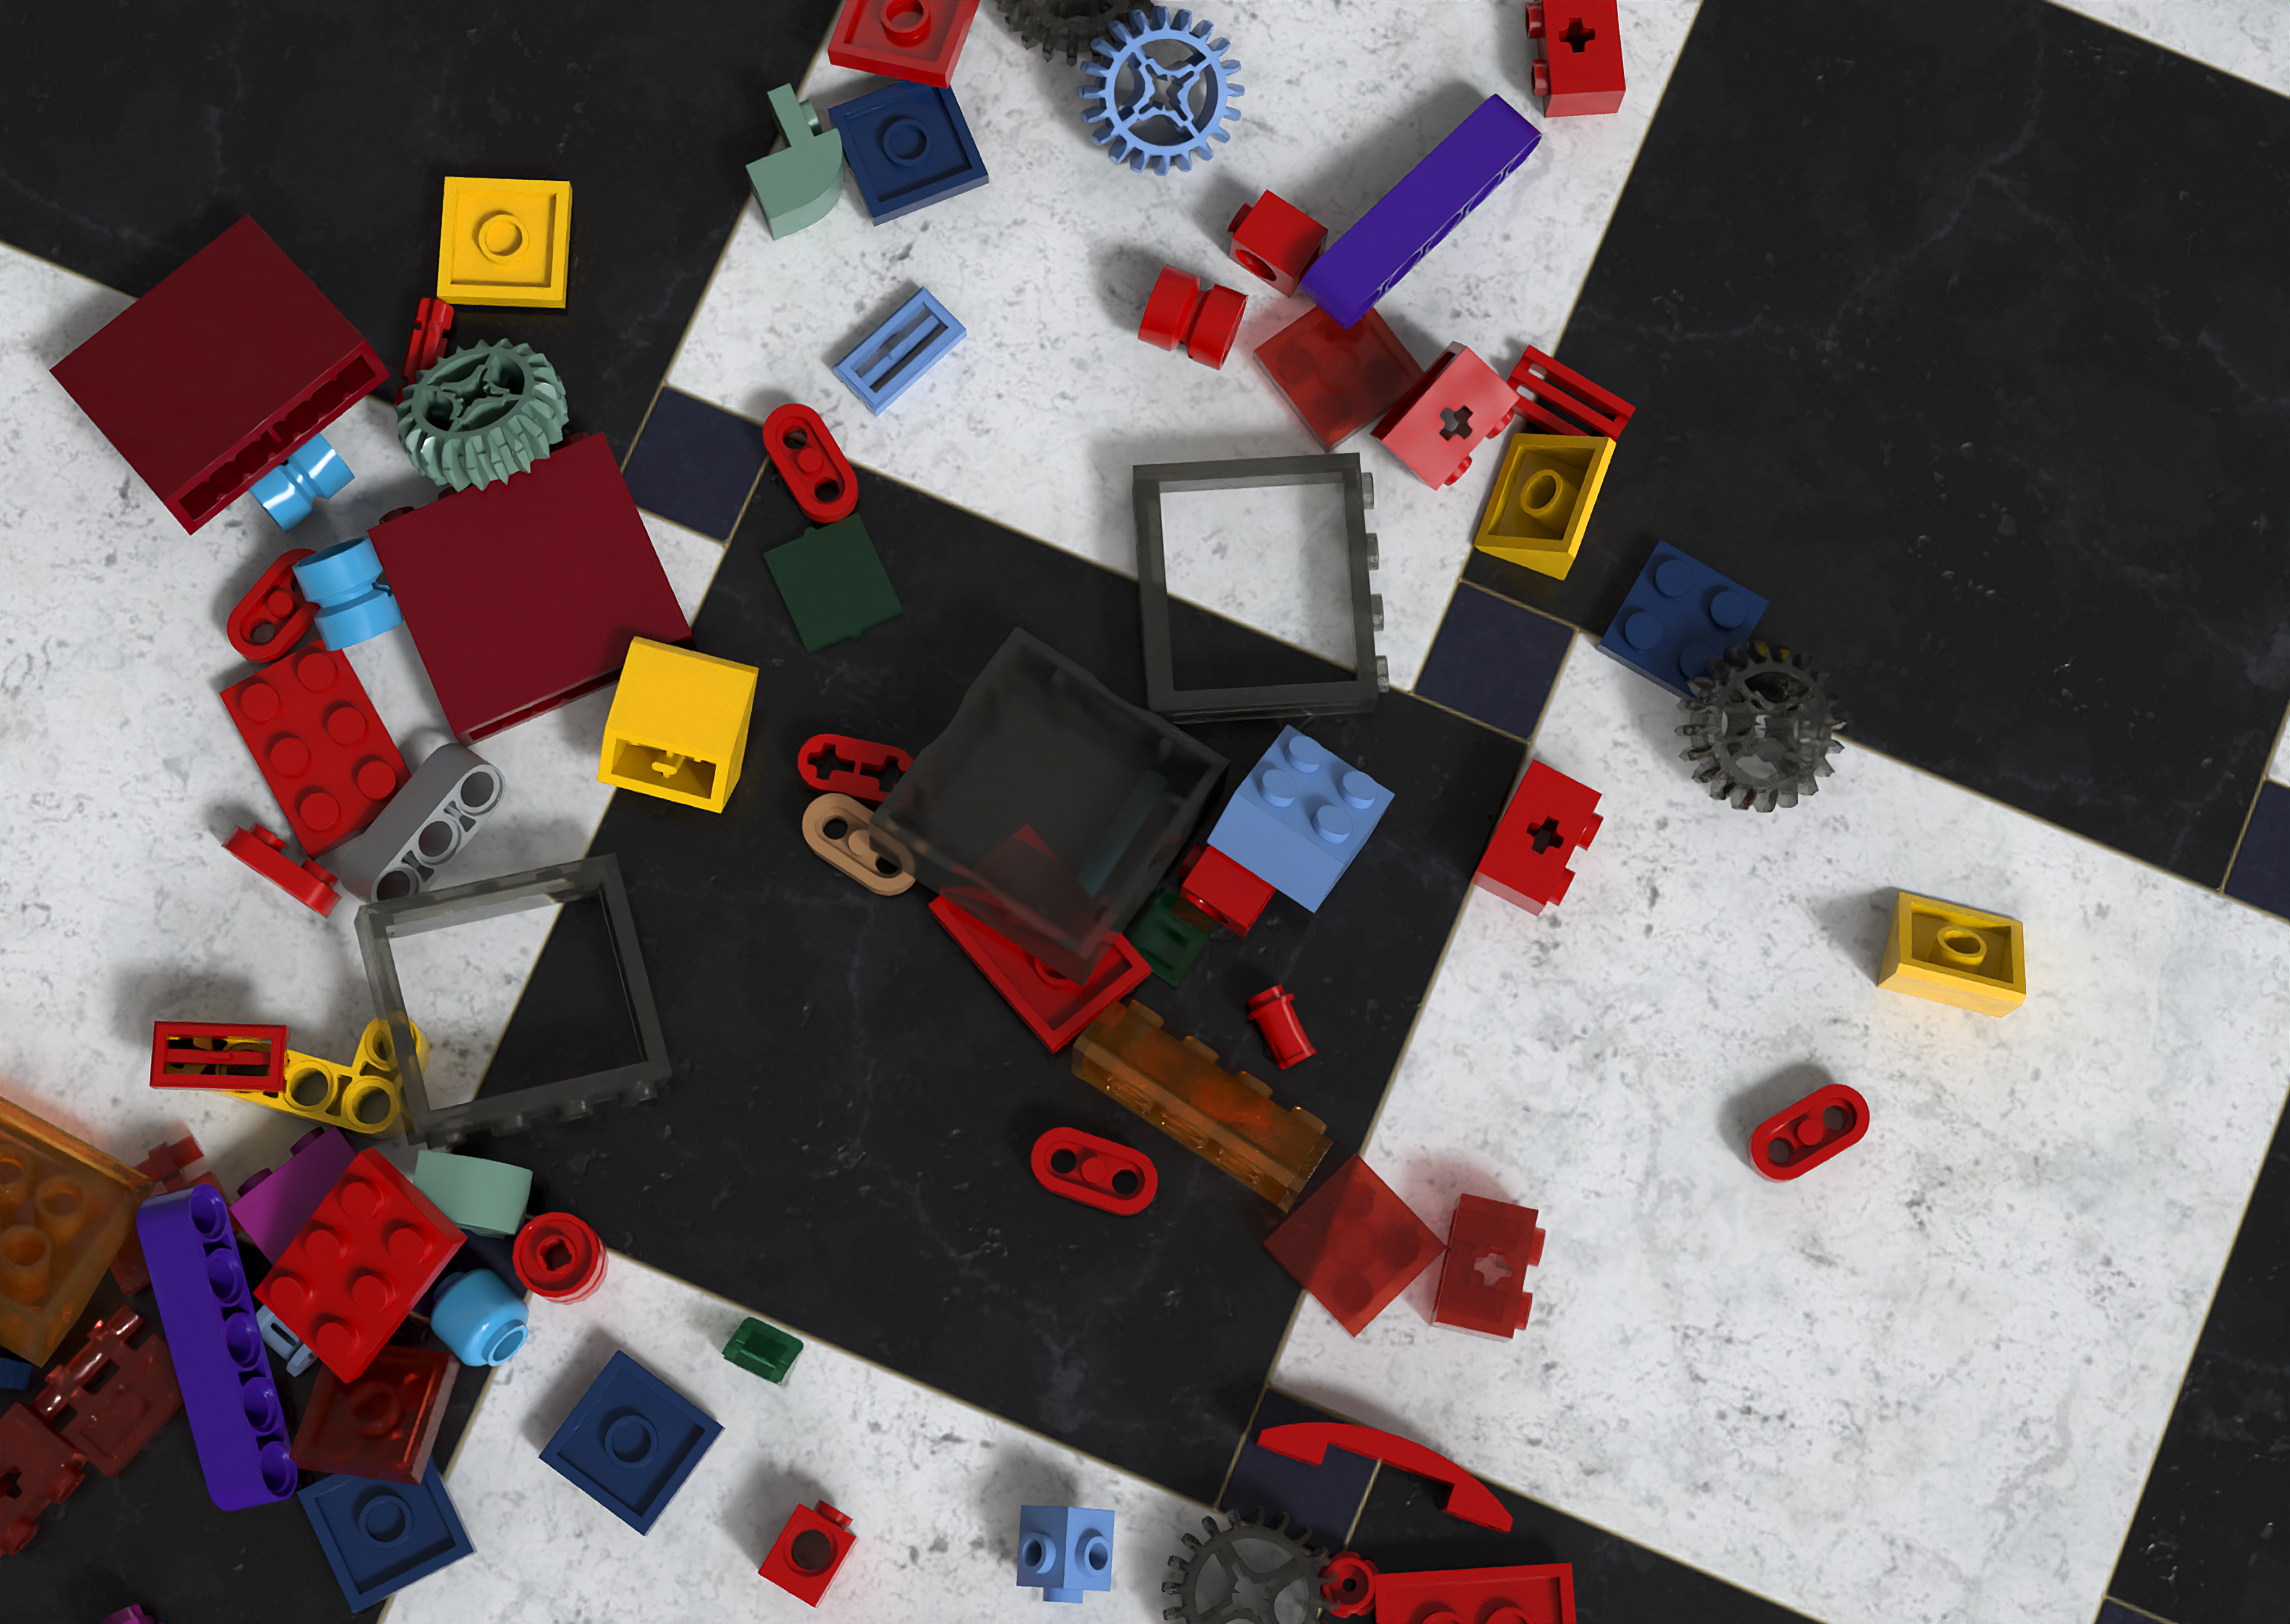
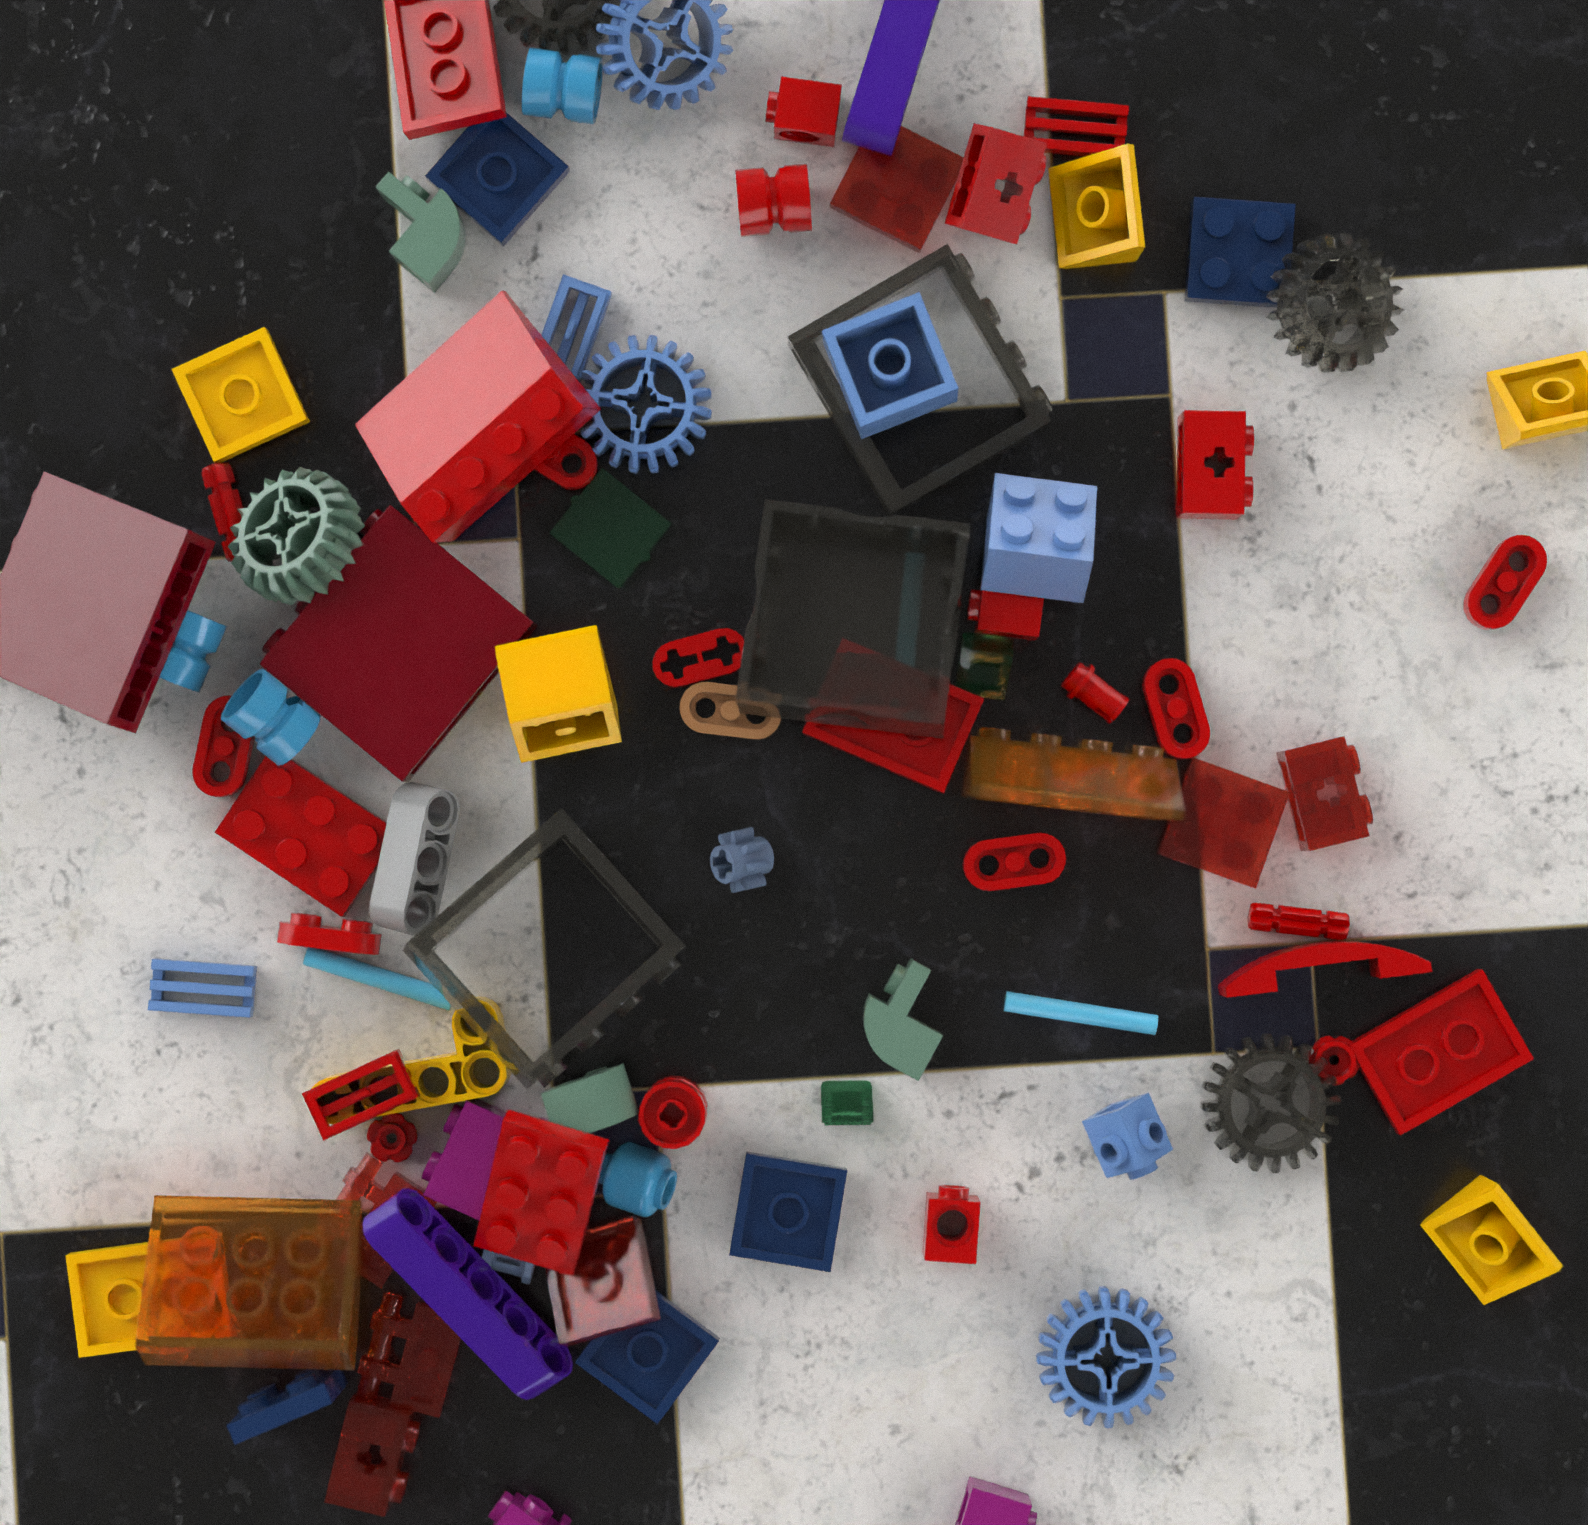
camera: 20 degrees left, 10 degrees up
(66, 831) = (159, 985): none -> medium blue tile
(244, 1141) = (404, 1131): none -> red plate
(308, 942) = (375, 977): none -> medium azure bar
(743, 390) = (474, 419): none -> slope
(787, 1013) = (742, 860): none -> sand blue gear
(856, 1290) = (895, 1034): none -> sand green brick
(917, 447) = (667, 409): none -> medium blue gear
(1018, 83) = (557, 85): none -> dark azure wheel
(1084, 1384) = (1080, 1013): none -> medium azure bar
(1227, 545) = (890, 365): none -> medium blue brick
(1364, 1091) = (1177, 708): none -> red plate
(1386, 1402) = (1298, 921): none -> red axle

